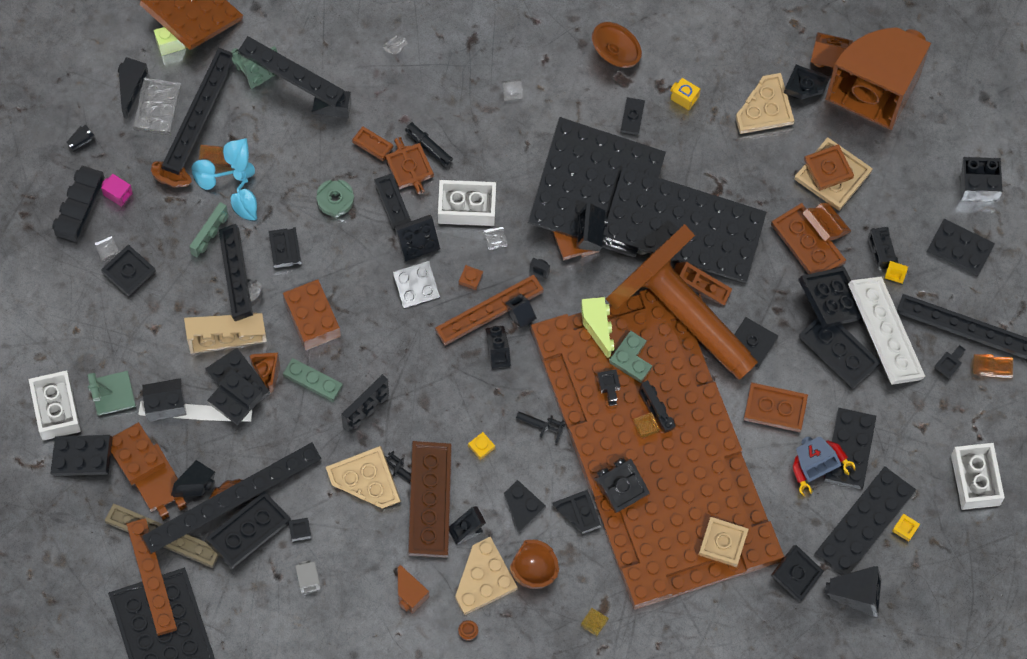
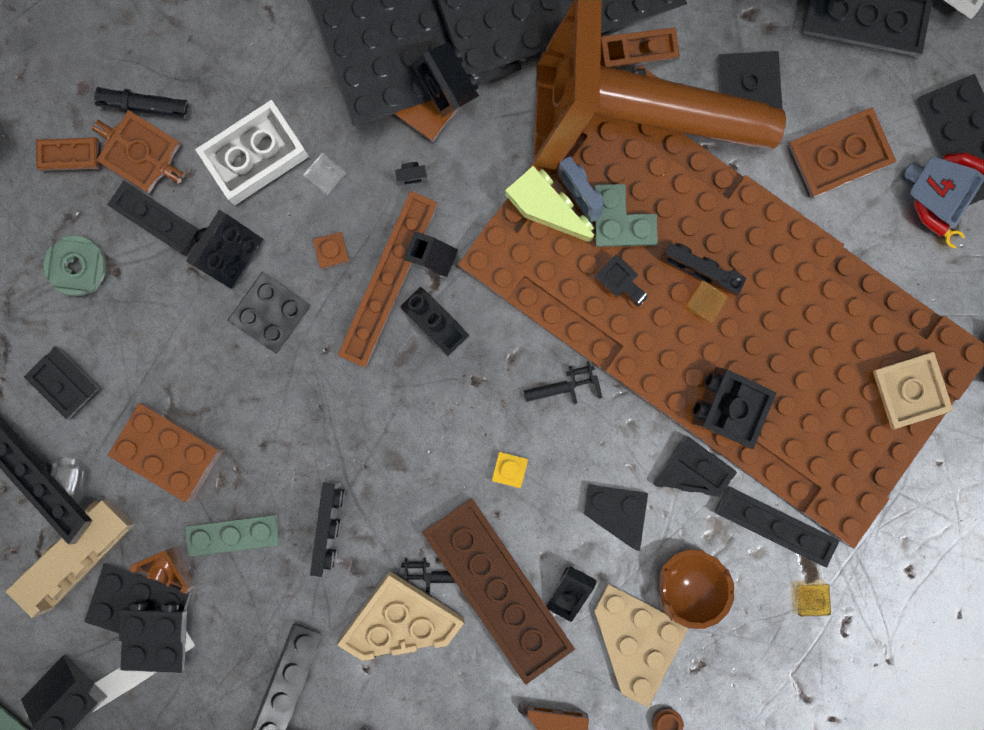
camera: 30 degrees left, 20 degrees up
(602, 569) = (777, 527): none -> black plate
(621, 322) = (576, 183): none -> sand blue plate

